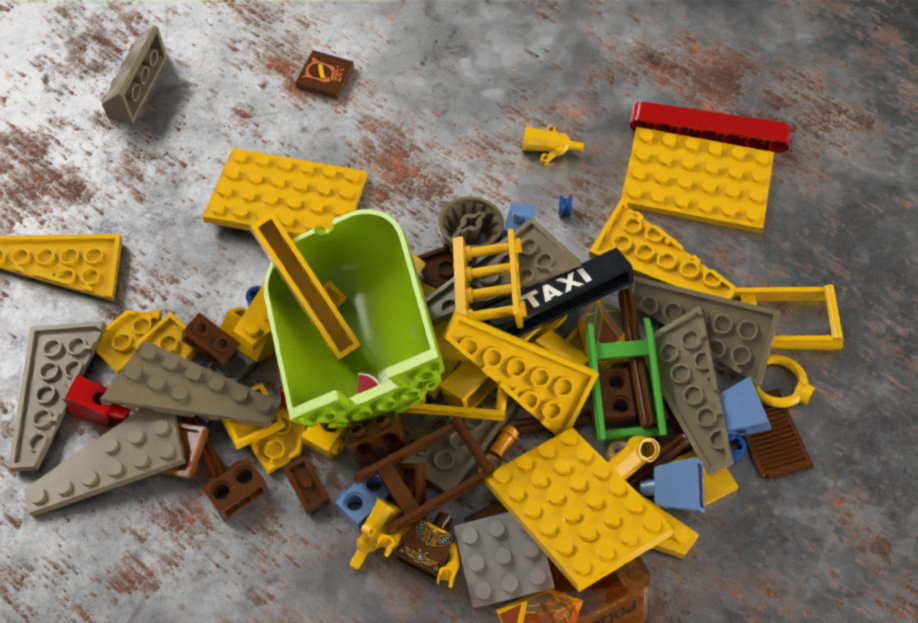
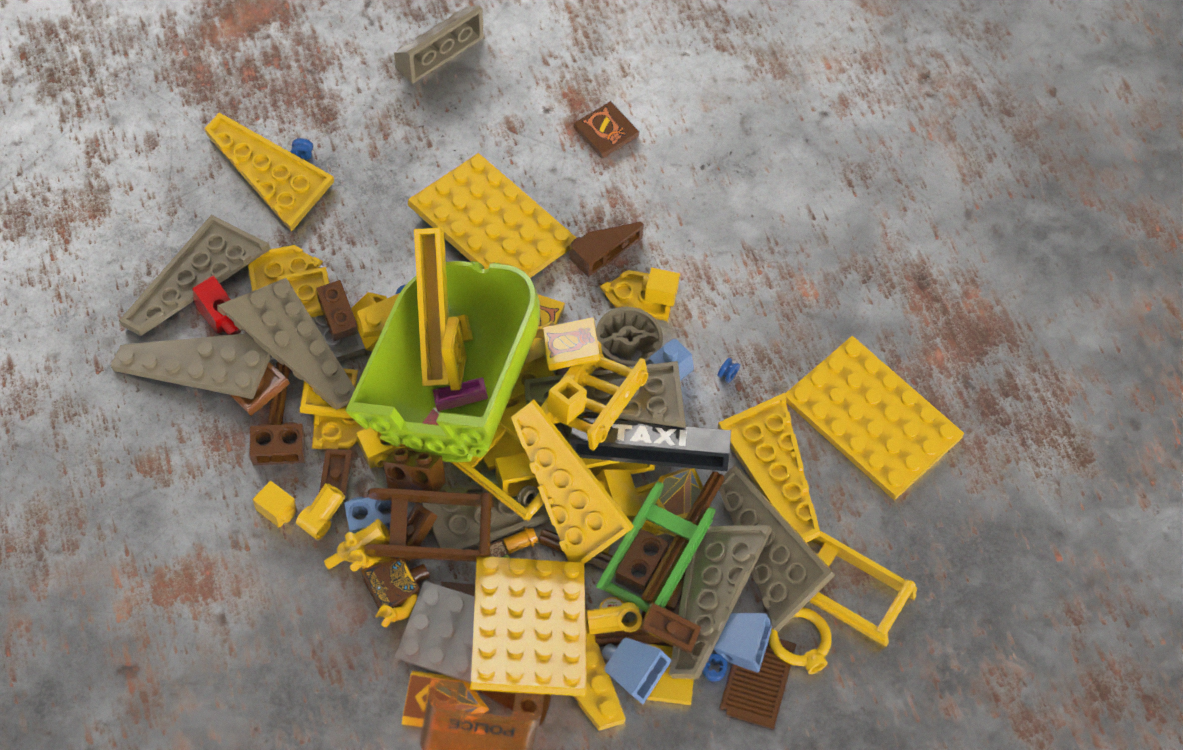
camera: 30 degrees right, 0 degrees up
(74, 225) = (302, 148): none -> blue bush
(272, 542) = (275, 504): none -> yellow brick
(318, 531) = (316, 517): none -> yellow piece
(348, 315) = (454, 353): none -> yellow tile
(373, 348) = (470, 392): none -> magenta tile
(390, 167) = (602, 246): none -> reddish brown slope
(441, 251) = (571, 344): none -> yellow tile
(449, 184) = (627, 292): none -> yellow tile
(466, 170) = (661, 286): none -> yellow brick
(478, 296) = (566, 400): none -> yellow brick
(487, 399) = (524, 492): none -> dark tan plate
(548, 141) = (761, 304): yellow piece -> none
(687, 435) = (670, 628): none -> reddish brown plate
(713, 126) = (924, 376): red beam -> none

